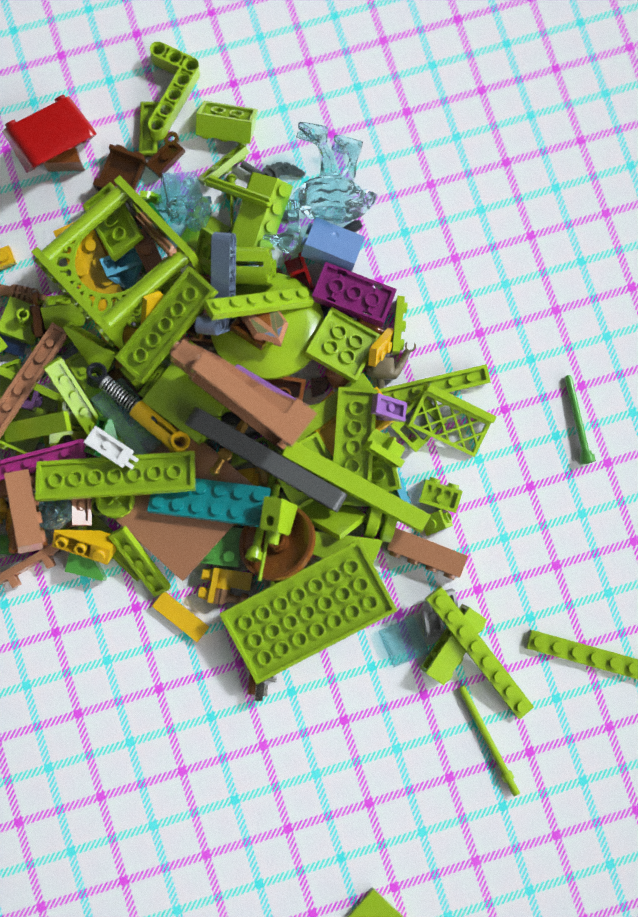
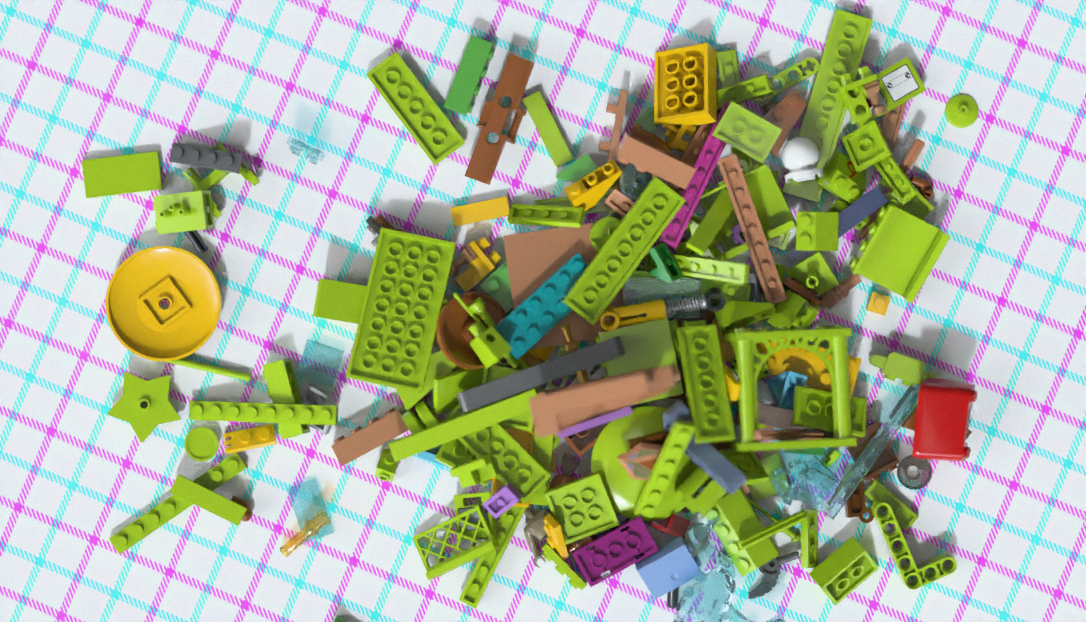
camera: 135 degrees right, 5 degrees up
(38, 201) = (901, 367): none -> lime hinge
(72, 618) = (547, 129): none -> lime tile
(79, 717) = (468, 76): none -> bright green brick
(94, 669) = (493, 117): none -> dark orange piece
(106, 122) = (921, 479): none -> clear smoke piece
(110, 447) = (647, 264): white hinge -> none
(121, 169) = (871, 453): none -> clear light blue tile
(140, 738) = (415, 108): none -> lime plate
(247, 807) = (312, 154): none -> clear light blue plate
(308, 851) = (215, 177): none -> lime connector
(319, 875) = (206, 158): none -> dark grey plate
(342, 667) = (339, 300): none -> lime slope
(377, 853) = (186, 214): none -> lime piece
(441, 495) = (405, 485): lime bracket -> none
(466, 837) = (136, 296): none -> yellow dish
(507, 646) = (250, 438): none -> yellow hinge
(521, 552) = (306, 503): none -> clear light blue piece
(536, 539) = (310, 528): none -> clear yellow pin
(539, 748) = (159, 407): none -> lime plate
(544, 680) = (201, 444): none -> lime piece
(563, 604) = (248, 514): none -> dark orange arm
(583, 637) = (208, 500): none -> lime tile

